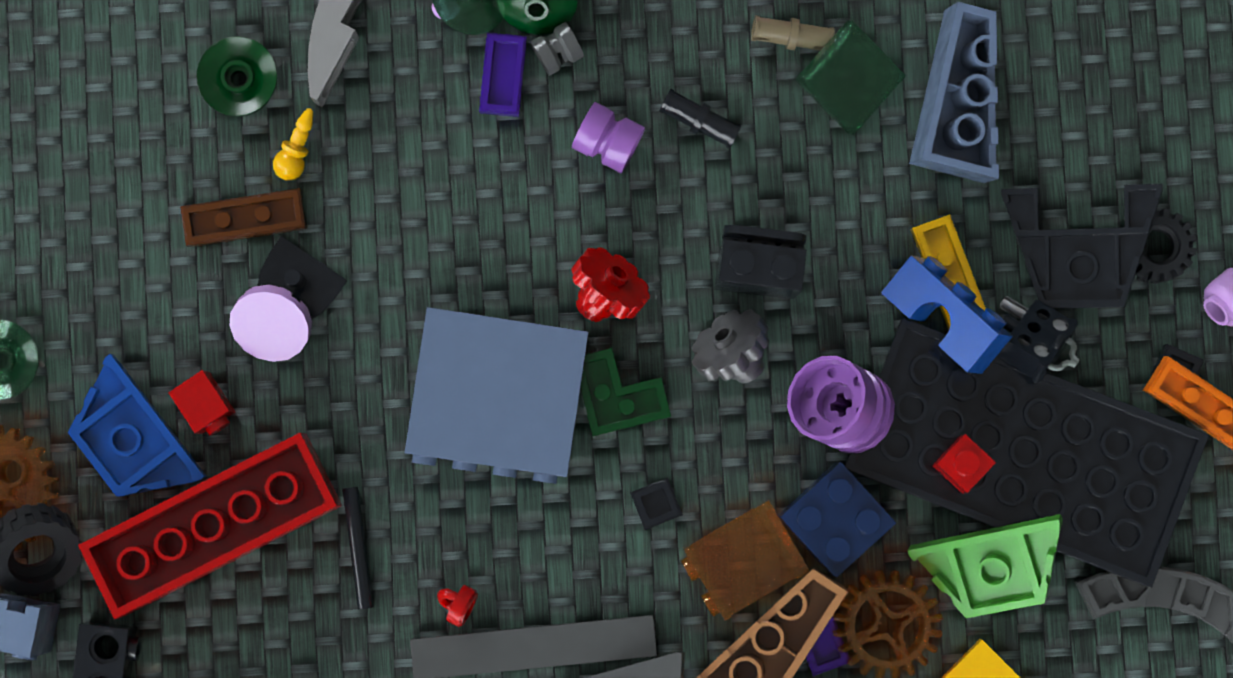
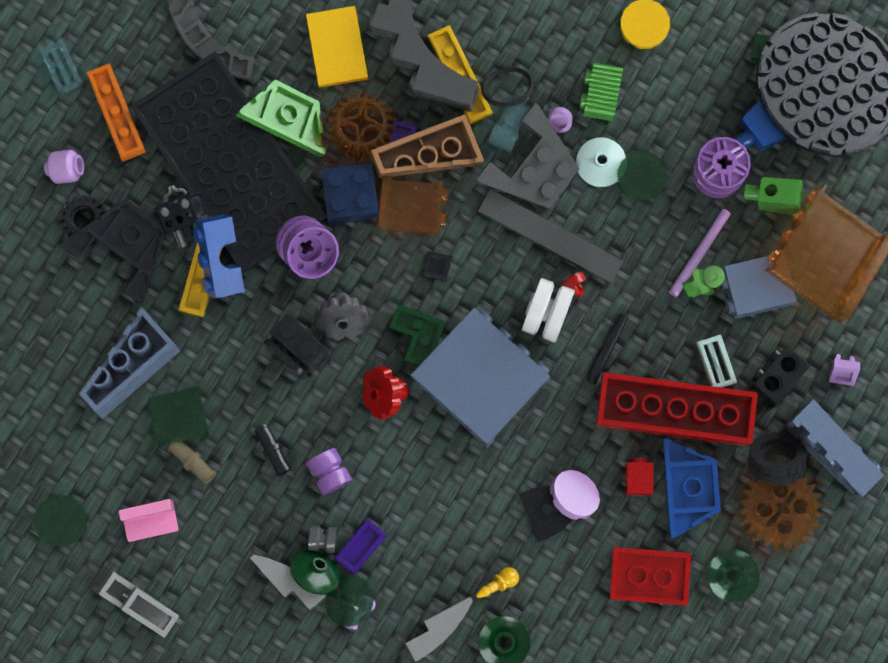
camera: 145 degrees left, 5 degrees down
(105, 287) = (650, 576): none -> red plate
(229, 649) = (709, 342): none -> light aqua tile
(243, 217) = (551, 564): reddish brown tile -> none
(467, 540) = (548, 310): none -> white wheel
(964, 464) = (266, 174): red brick -> none

